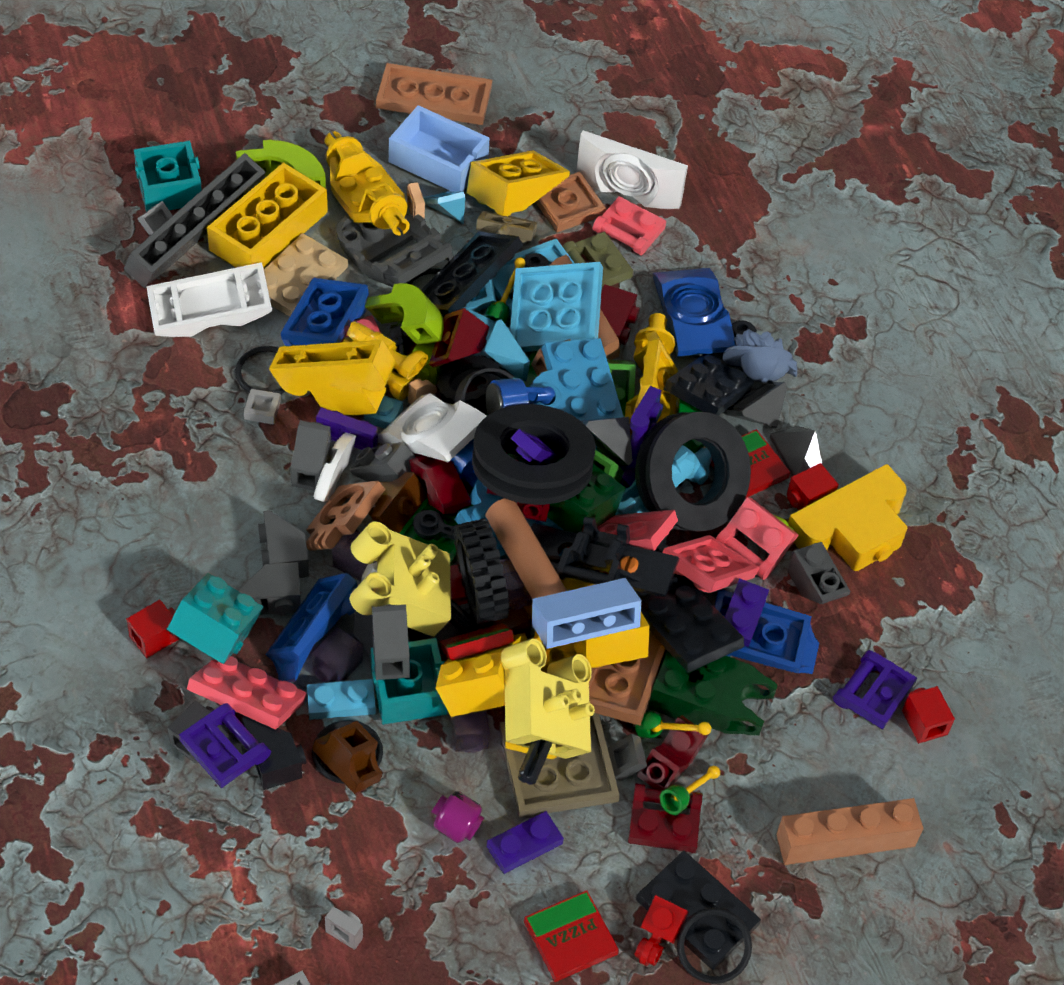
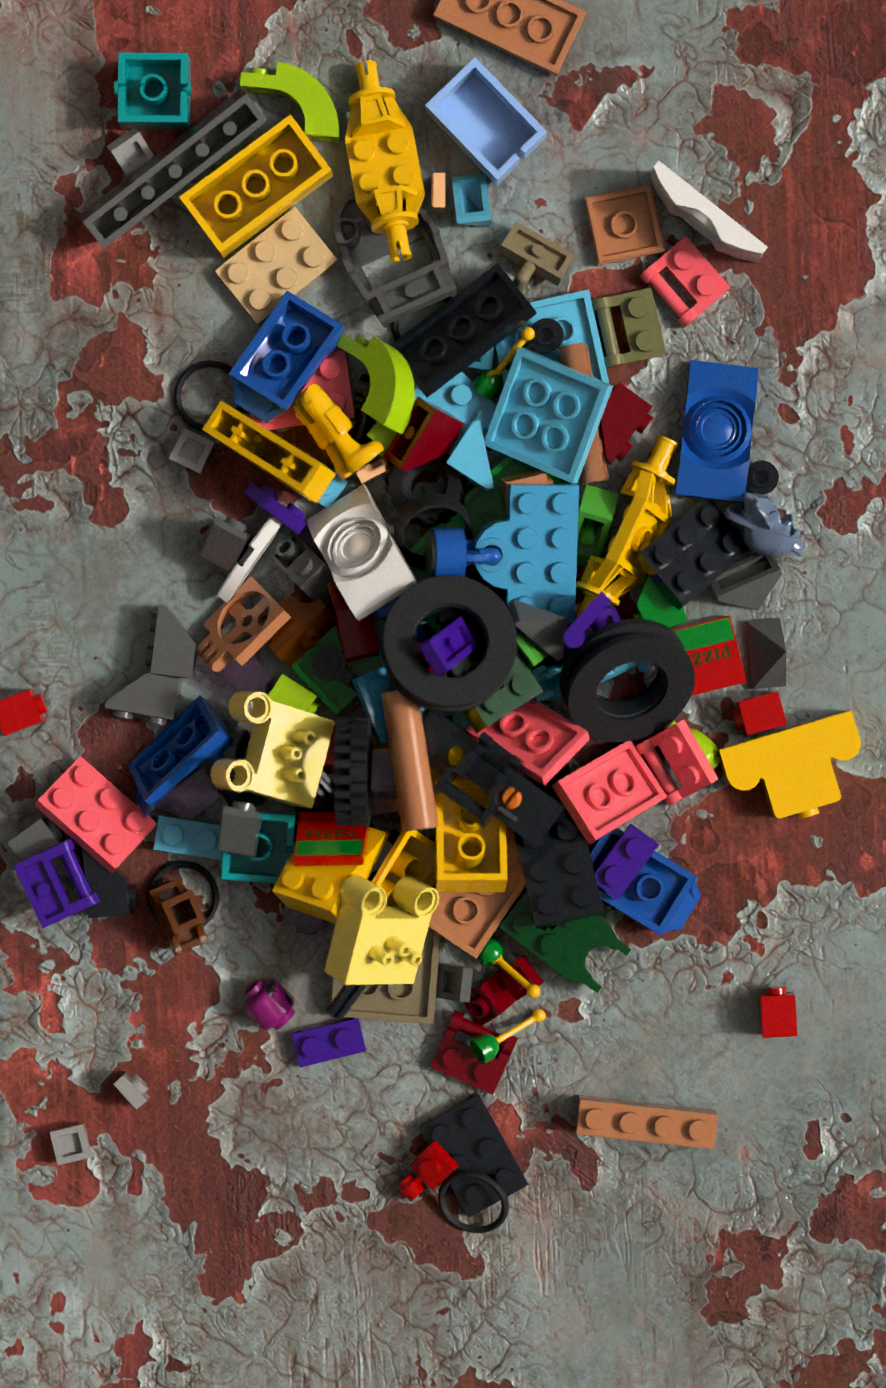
camera: 25 degrees right, 35 degrees up
(209, 300) = (164, 288): white slope -> none
(215, 618) = (78, 732): teal brick -> none
(513, 180) = (567, 189): yellow slope -> none
(571, 936) = (344, 1149): tile -> none
(586, 613) = (443, 855): light blue brick -> none
(816, 574) = (723, 831): dark grey slope -> none
(883, 696) = (744, 977): dark purple plate -> none

